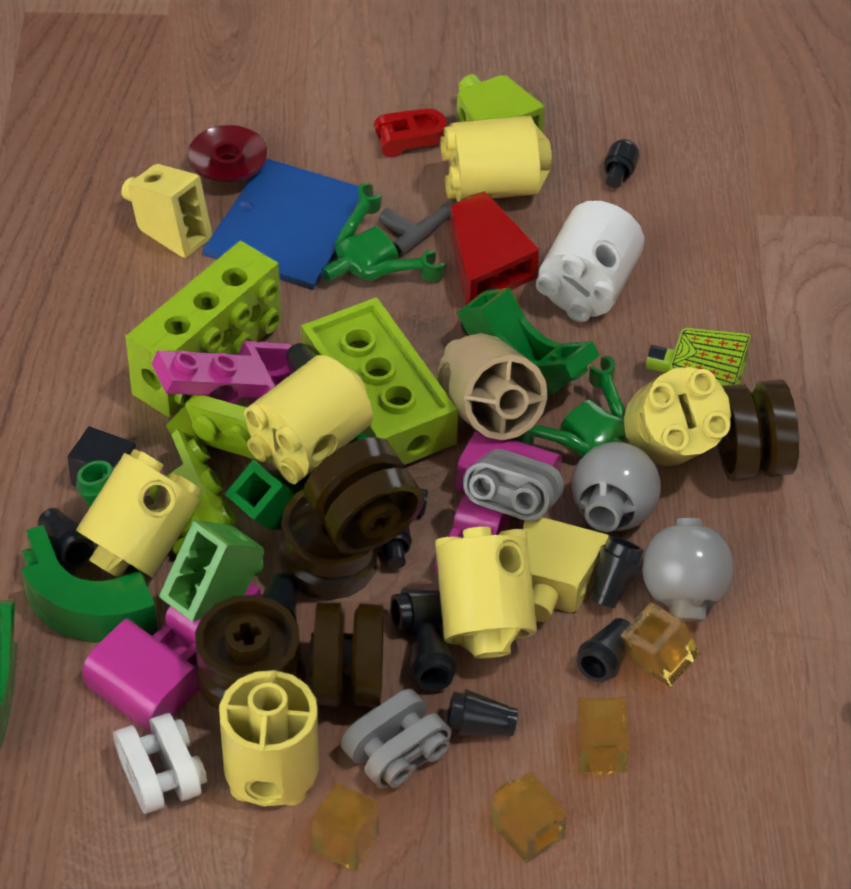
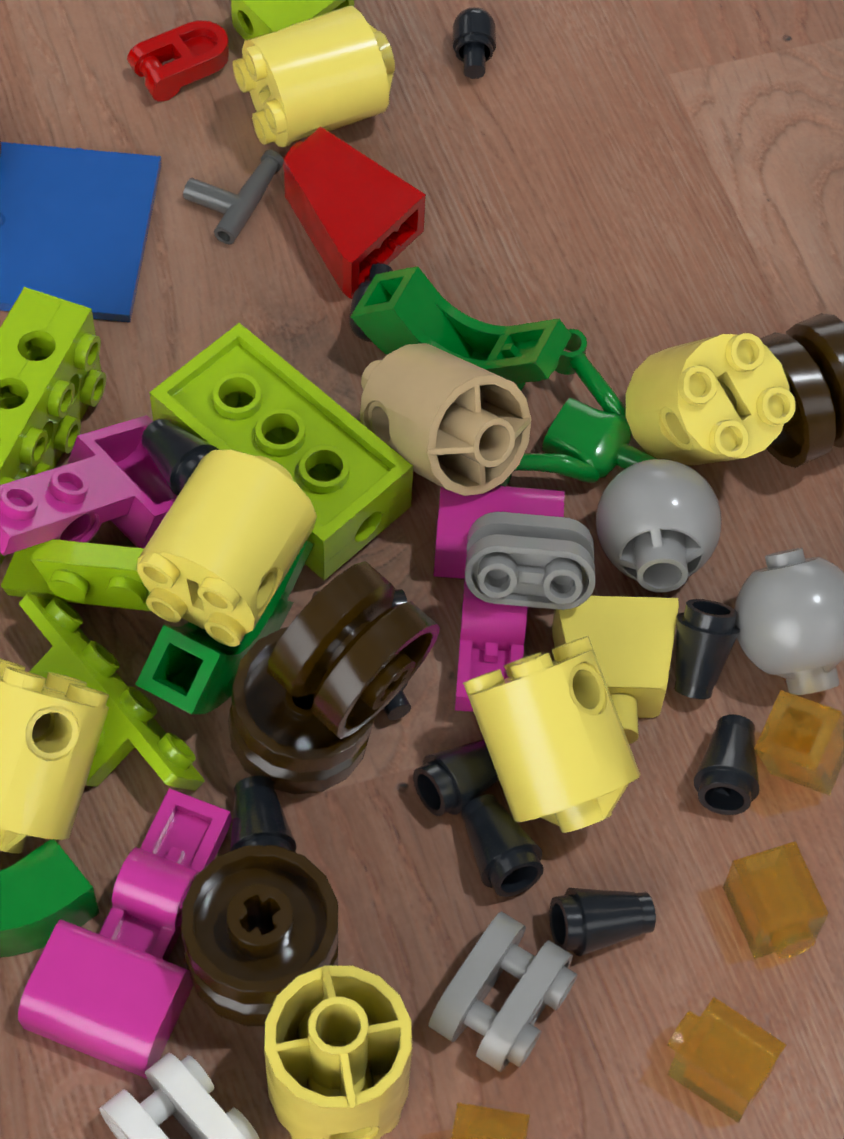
camera: 20 degrees left, 10 degrees up
(210, 568) = (170, 796): bright green torso -> none
(347, 655) = (399, 888): dark brown wheel -> none
(372, 251) = (194, 248): green piece -> none
(591, 259) = (498, 193): white cylinder -> none
(711, 350) = (691, 301): lime torso -> none

